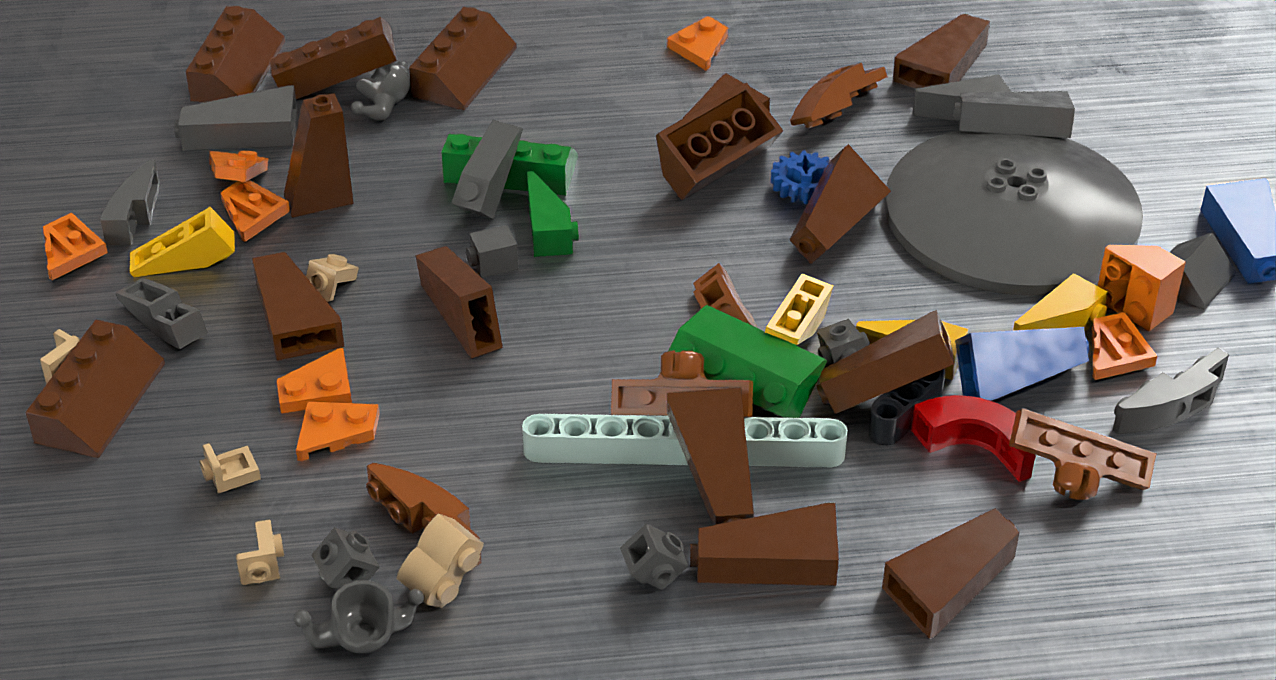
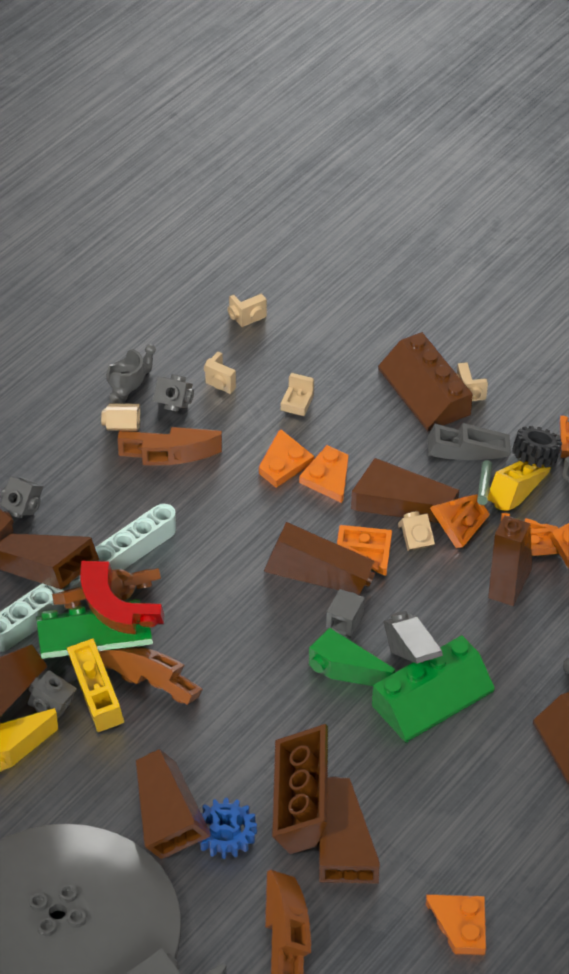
camera: 135 degrees right, 5 degrees up
(118, 608) = (248, 310): none -> tan bracket
(119, 257) = (537, 446): none -> black tyre
(214, 260) = (484, 484): none -> sand green bar
(296, 248) = (460, 518): none -> orange wing
(390, 292) = (369, 543): none -> orange wing
(720, 325) = (111, 611): none -> red arch

